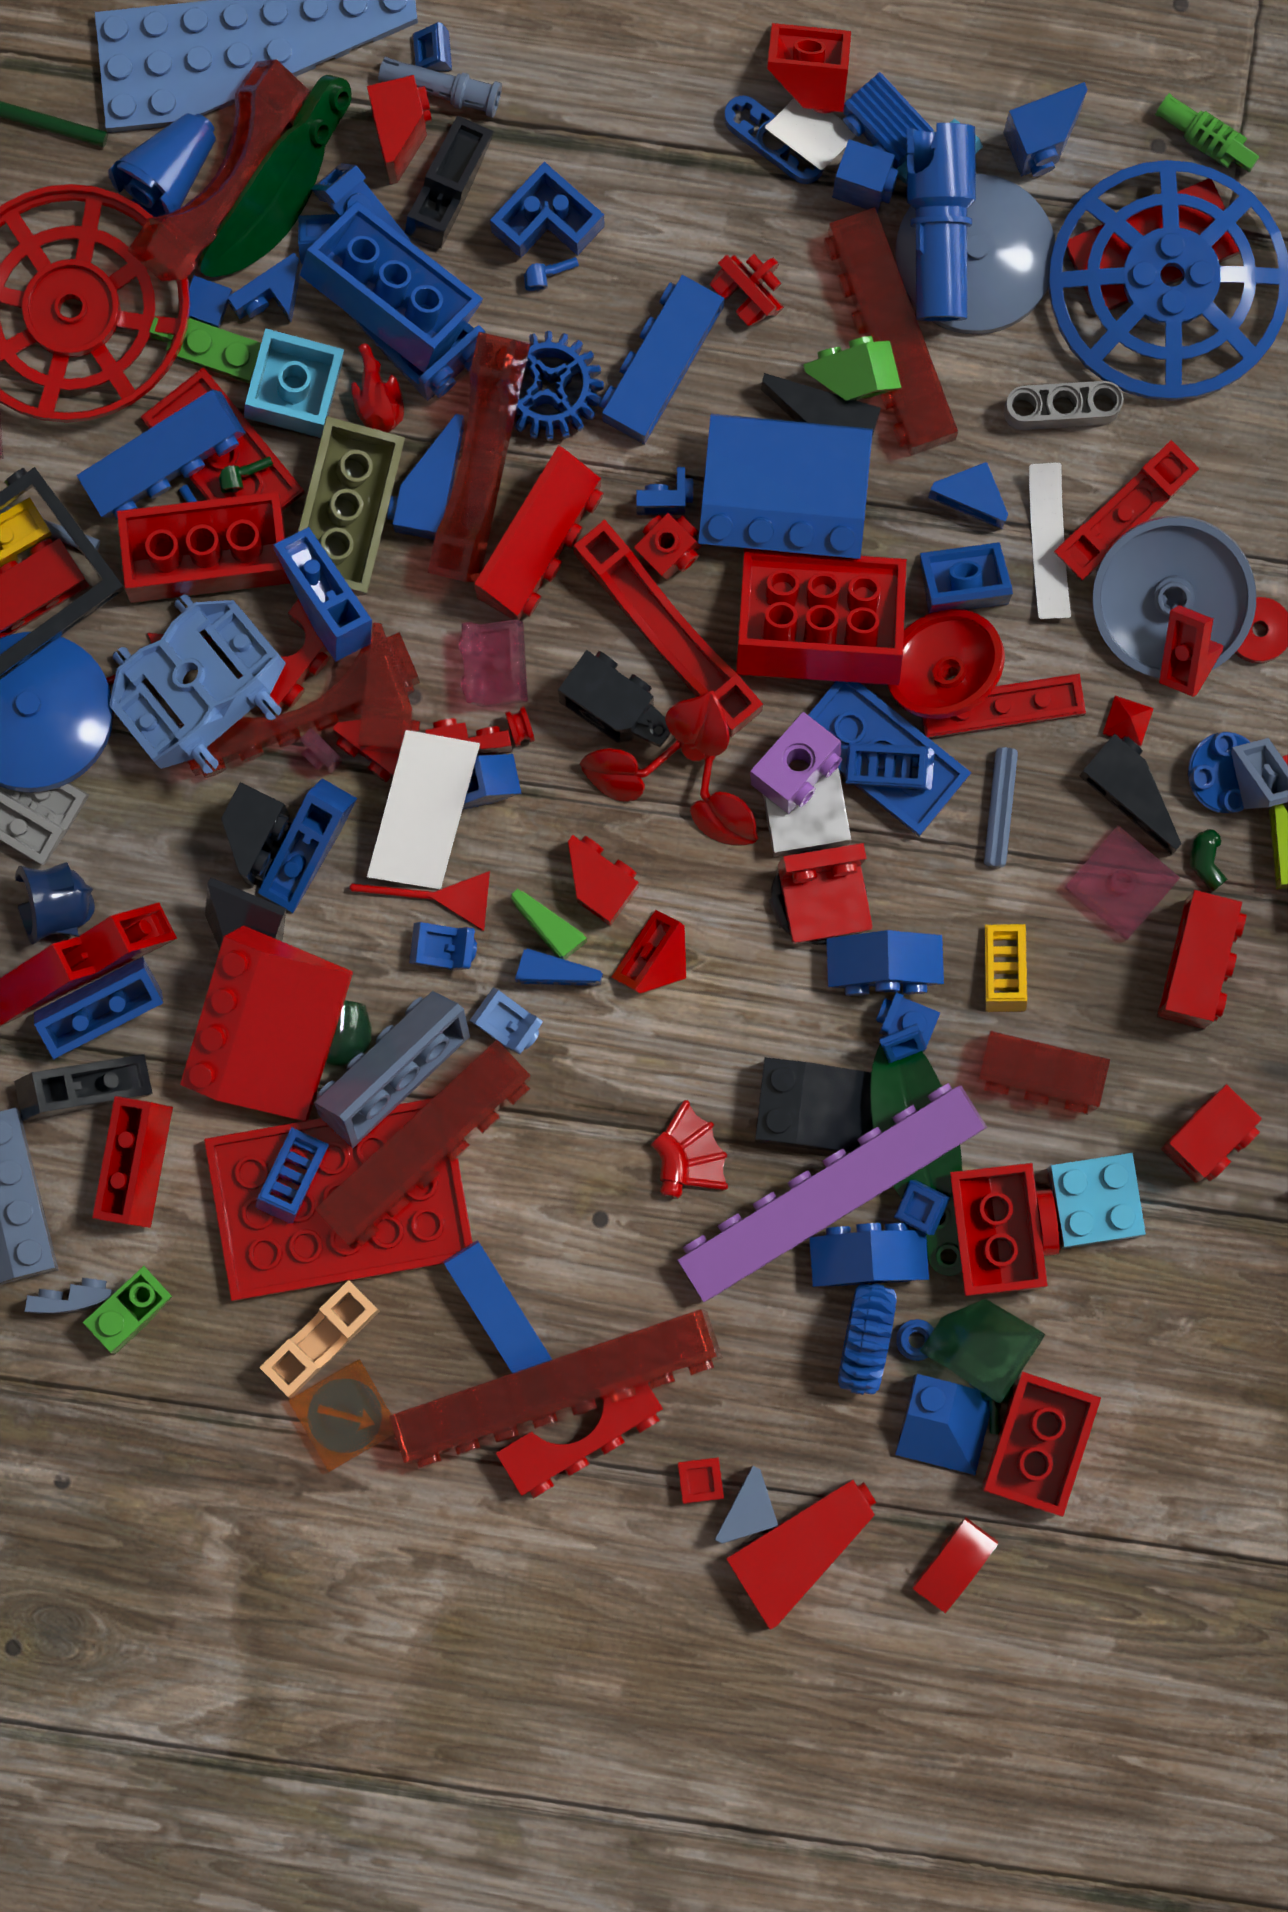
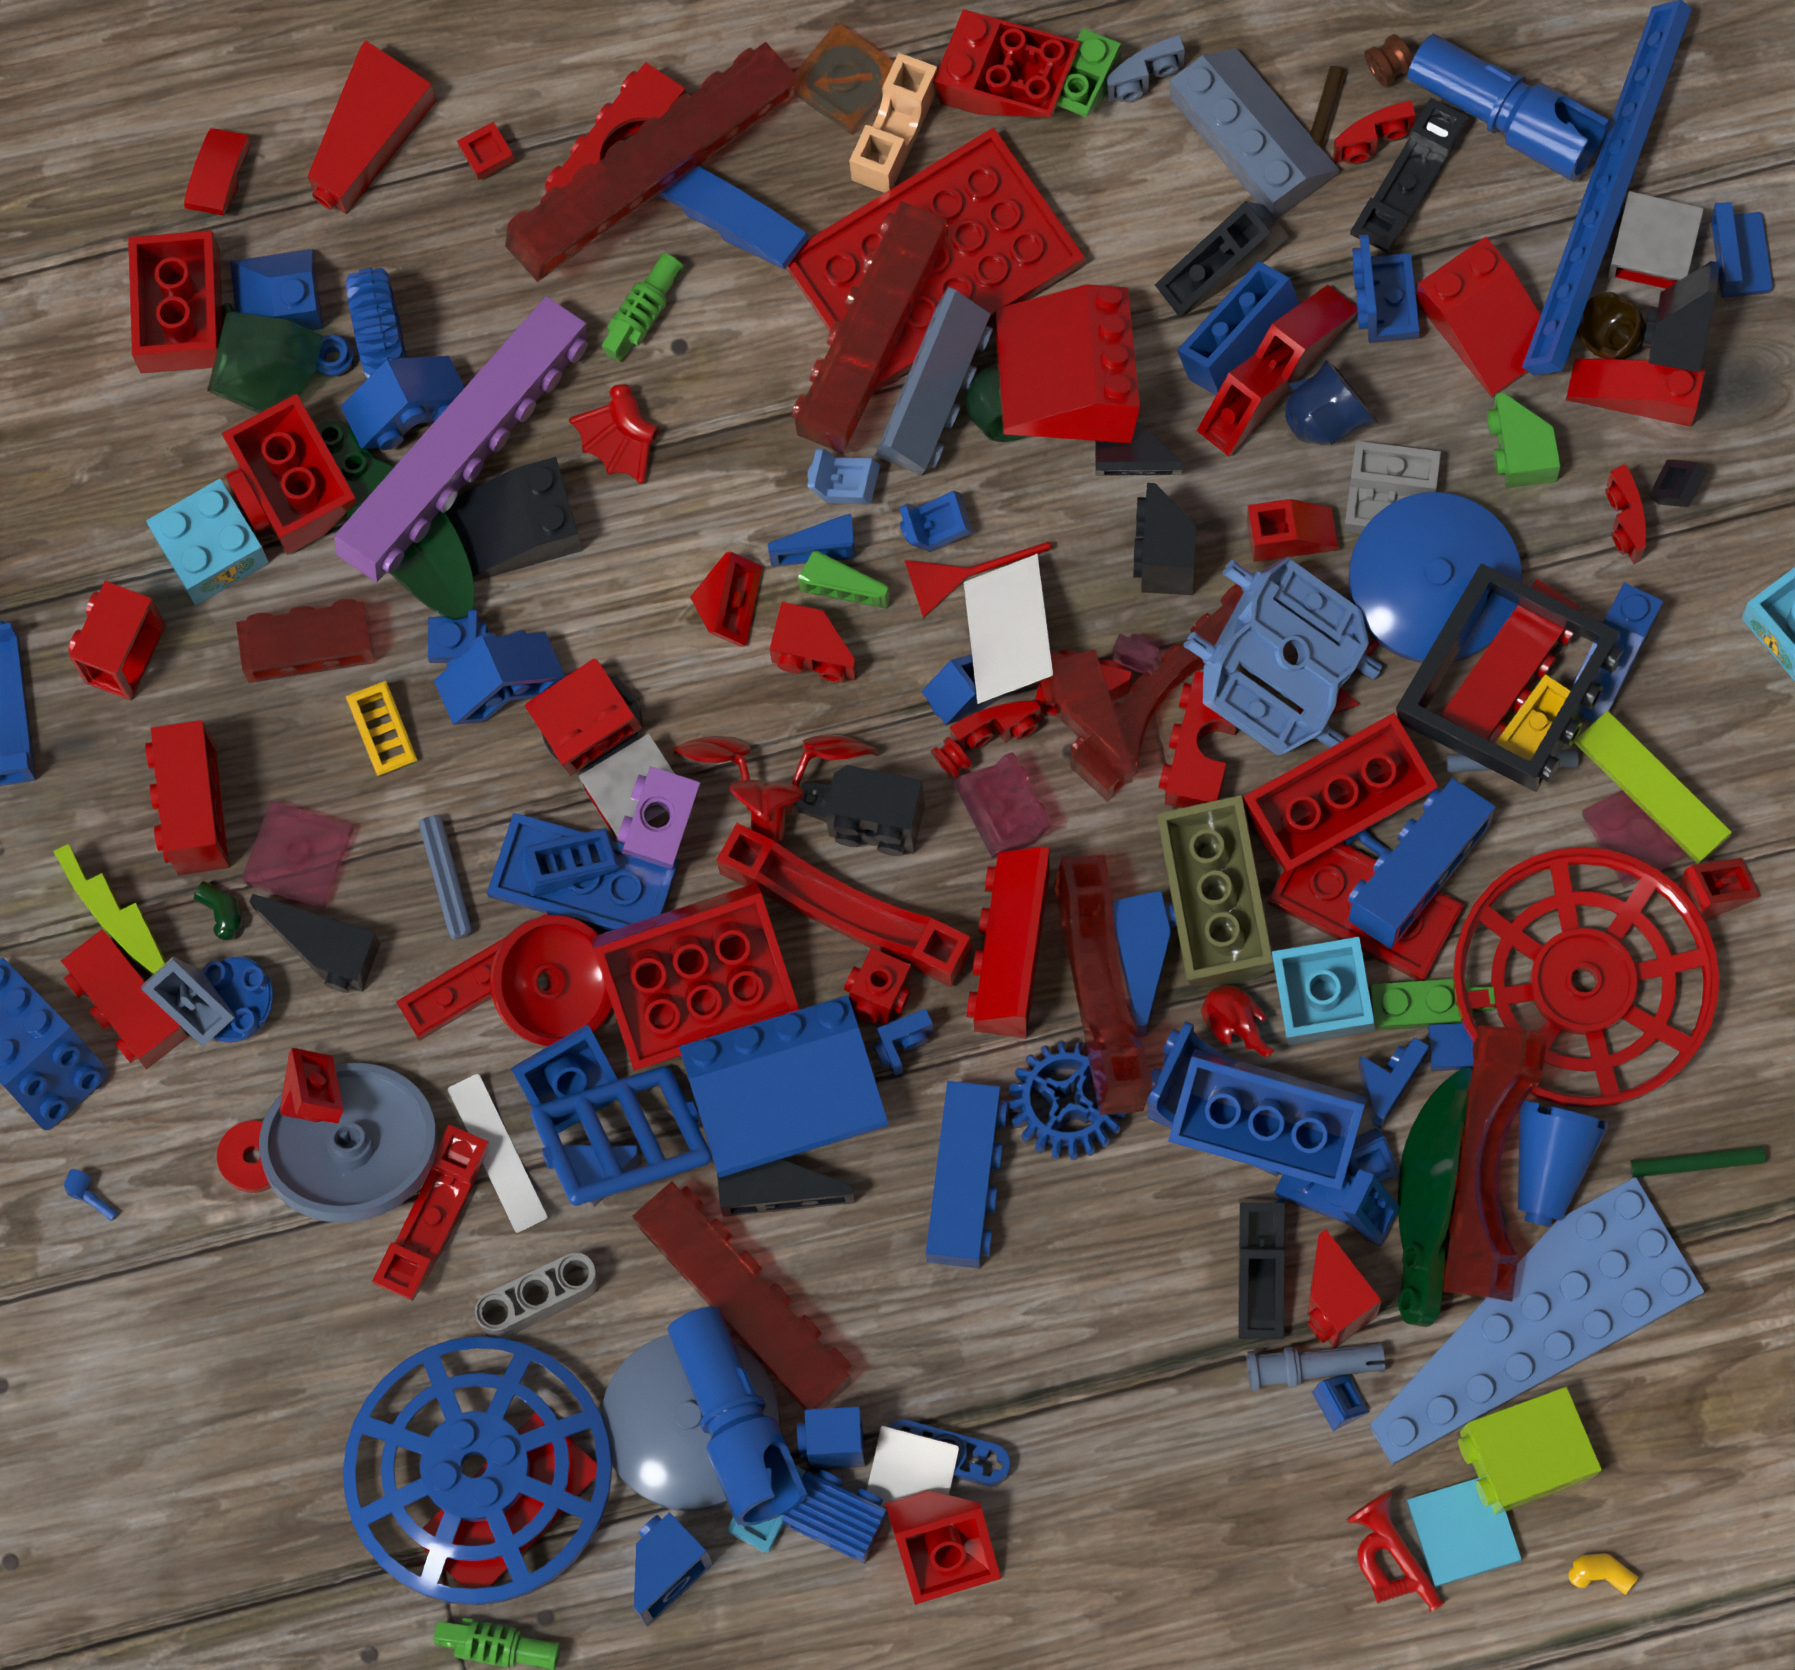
camera: 165 degrees right, 10 degrees down
(132, 1162) = (1141, 206): red brick -> none
(137, 804) = (1290, 529): none -> red slope
(194, 1345) = (1003, 68): none -> red slope
(231, 479) = (1343, 876): dark green hand -> none
(276, 1206) = (985, 219): blue slope -> none
(307, 844) = (1108, 565): blue slope -> none
(324, 595) = (1197, 784): blue slope -> none
(537, 273) = (1130, 1212): blue hand -> none
(546, 204) = (1143, 1279): blue brick -> none
(619, 1264) = (641, 308): none -> bright green hinge
(736, 274) = (905, 1289): red hips -> none
(750, 1510) = (427, 139): sand blue slope -> none
(857, 372) = (760, 1231): bright green slope -> none
(902, 1043) = (452, 605): blue slope -> none
(922, 1207) = (370, 461): blue tile -> none
(959, 453) = (617, 1180): none -> blue bar
(1128, 719) = (351, 1014): red slope -> none

